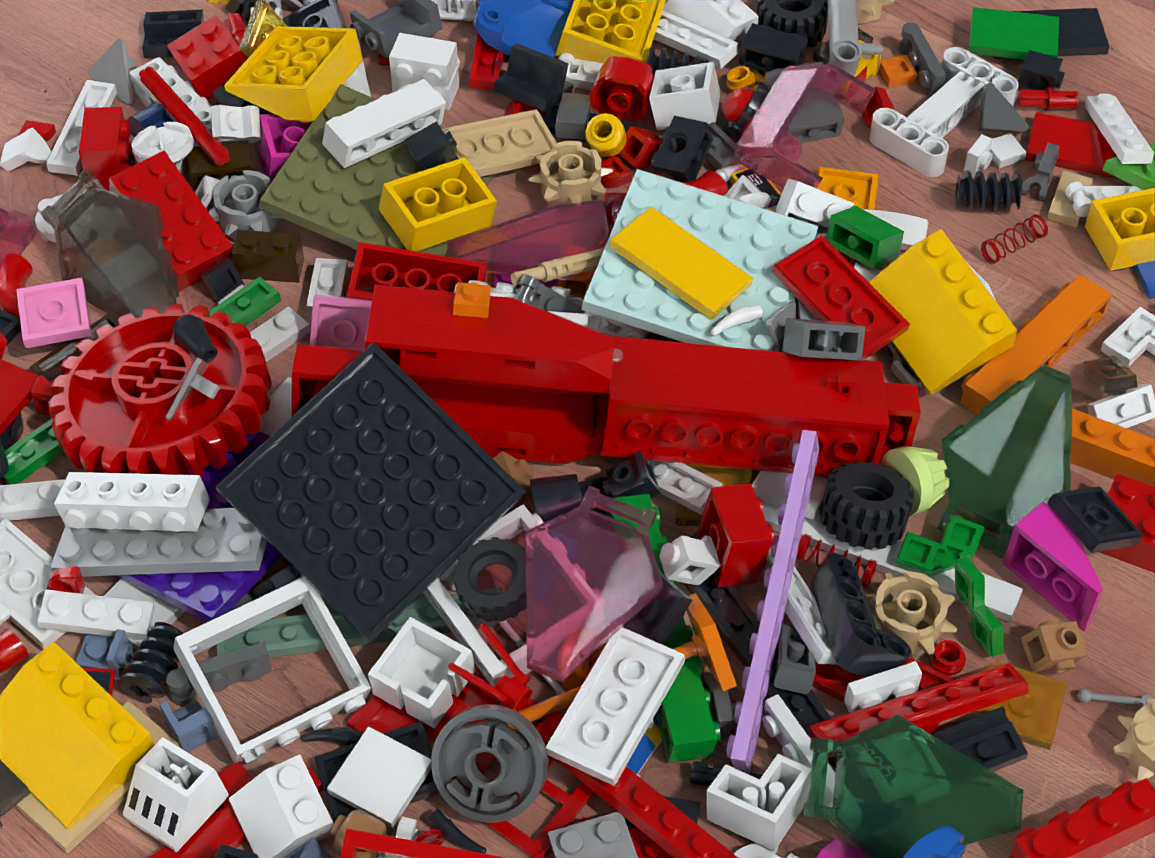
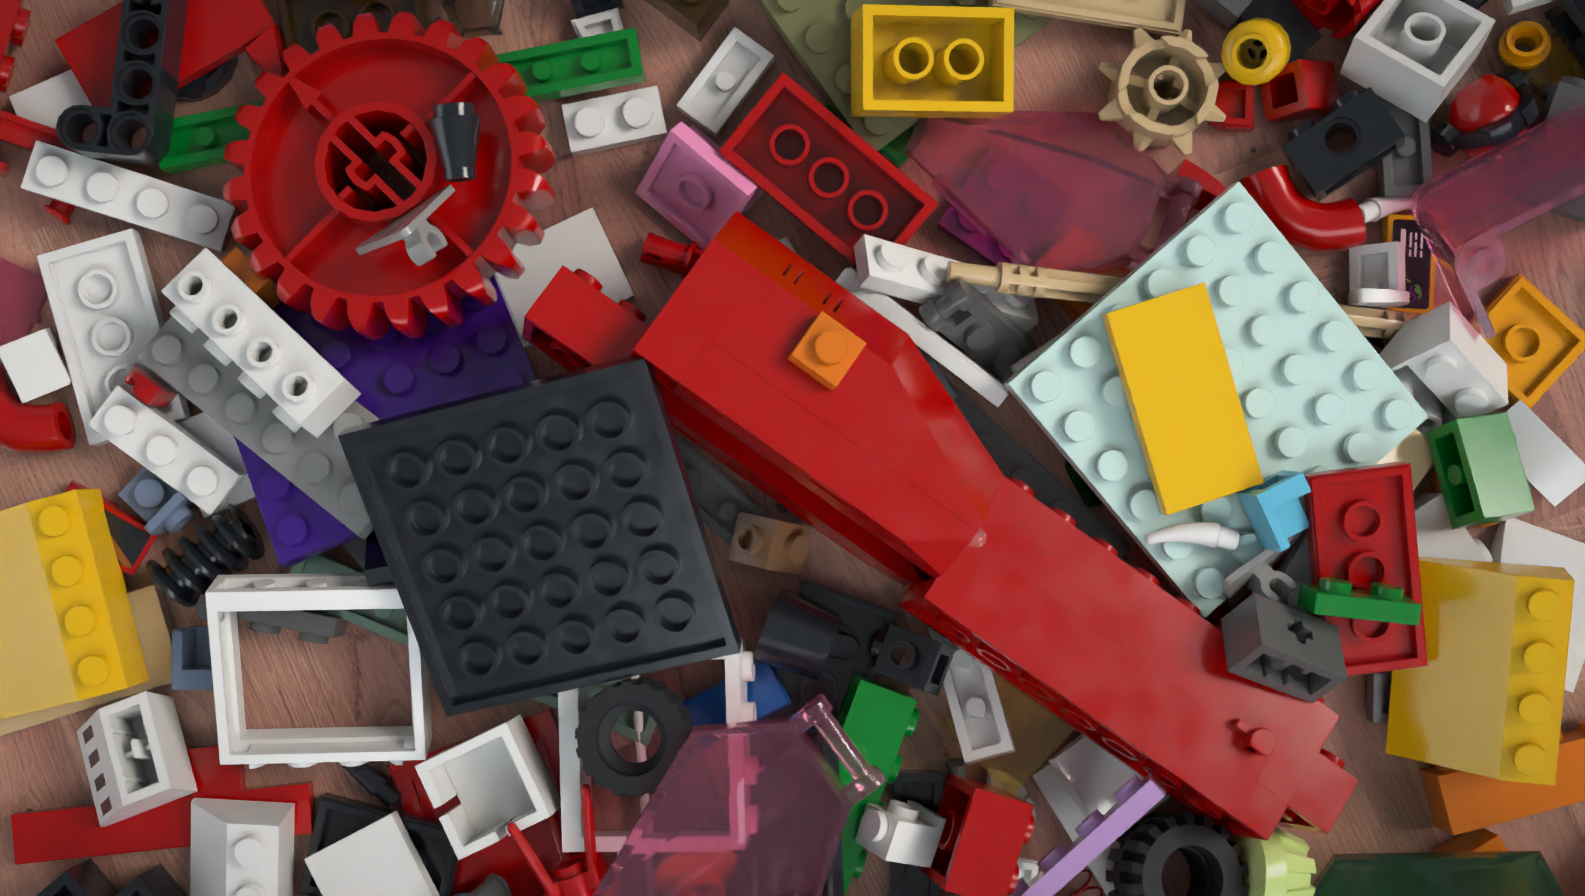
camera: 30 degrees right, 35 degrees up
(766, 289) = (1275, 508): none -> medium azure panel
(847, 300) = (1338, 599): none -> green plate

